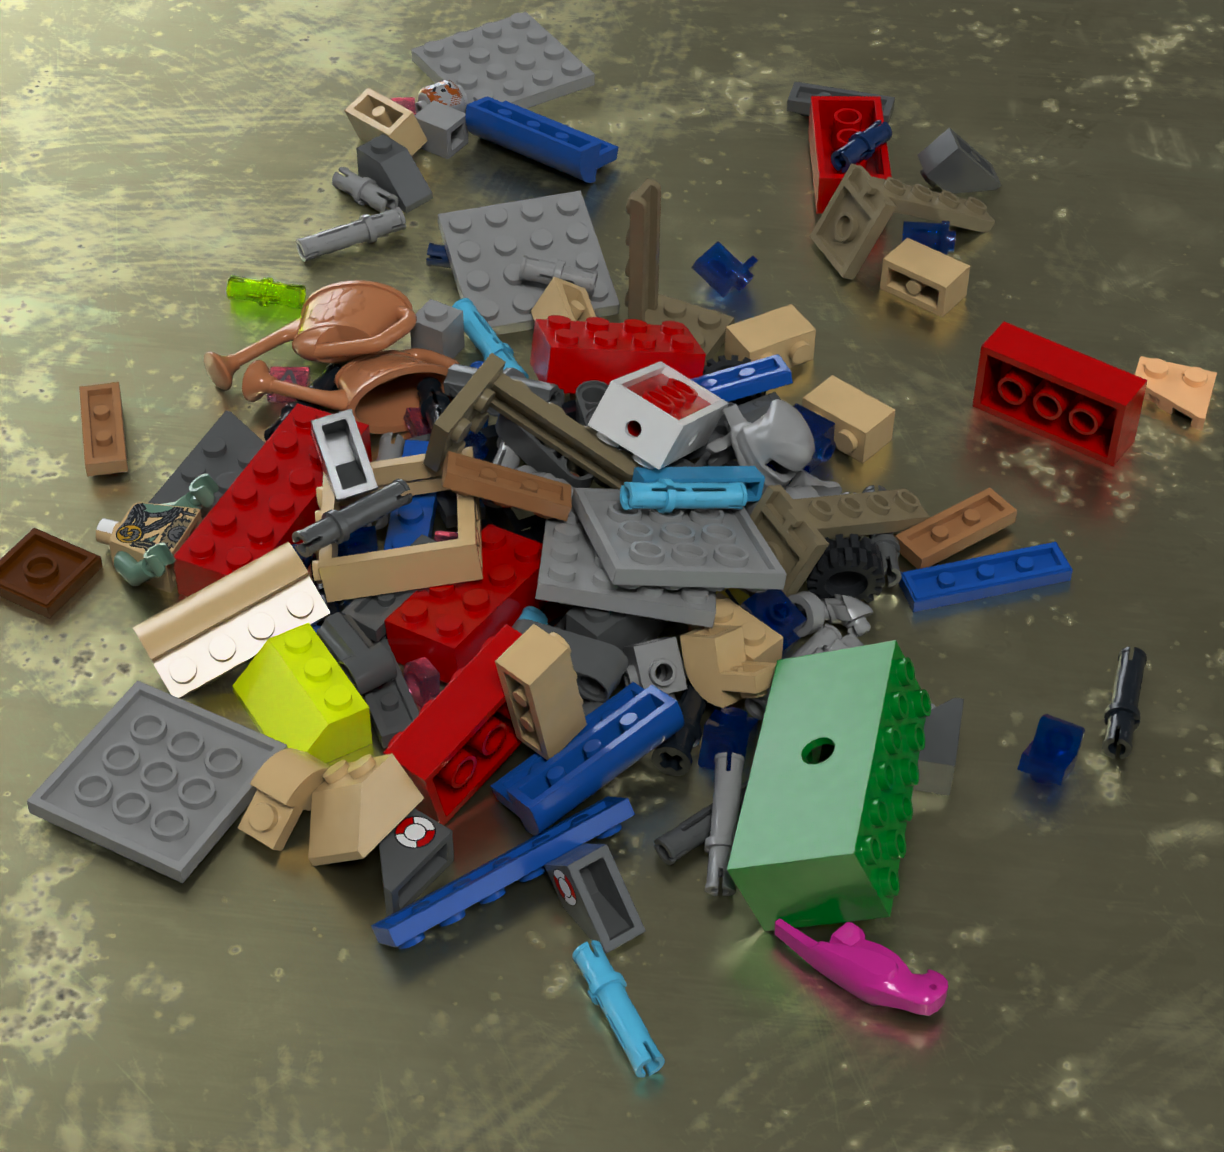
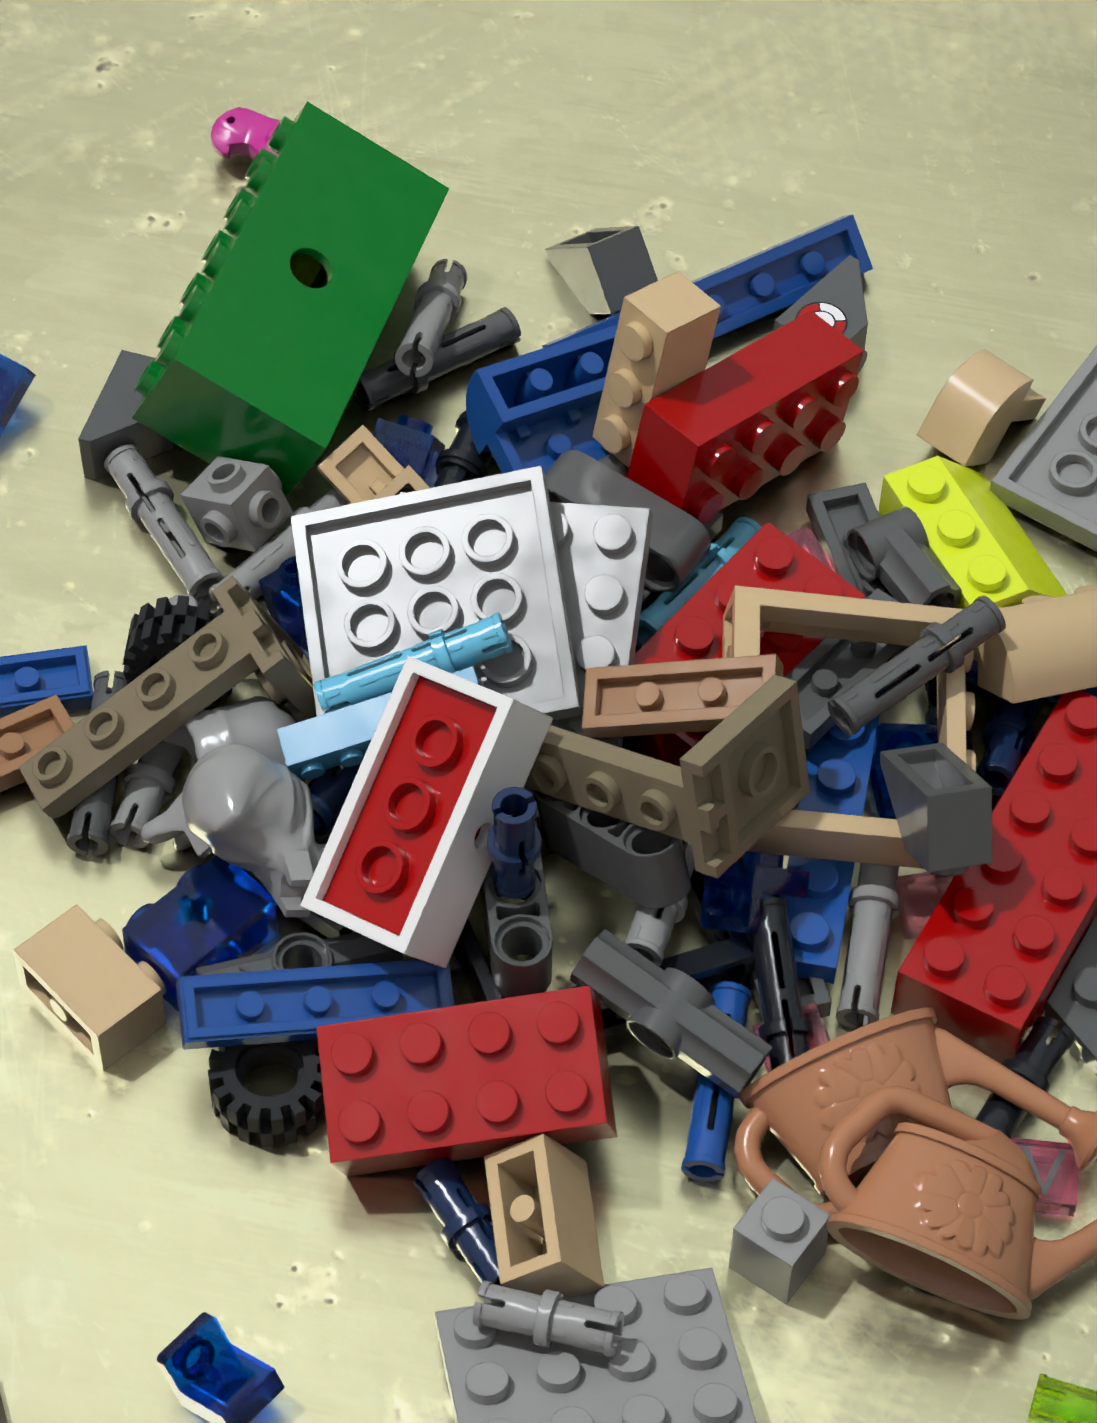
camera: 175 degrees left, 10 degrees up
(358, 807) = (901, 357): tan slope -> none
(484, 336) = (651, 1157): medium azure pin -> none
(602, 373) = (514, 842): none -> dark blue pin
(609, 992) = (597, 170): medium azure pin -> none
(643, 273) = (344, 1245): dark tan bracket -> none
(772, 333) = (179, 1174): tan brick -> none

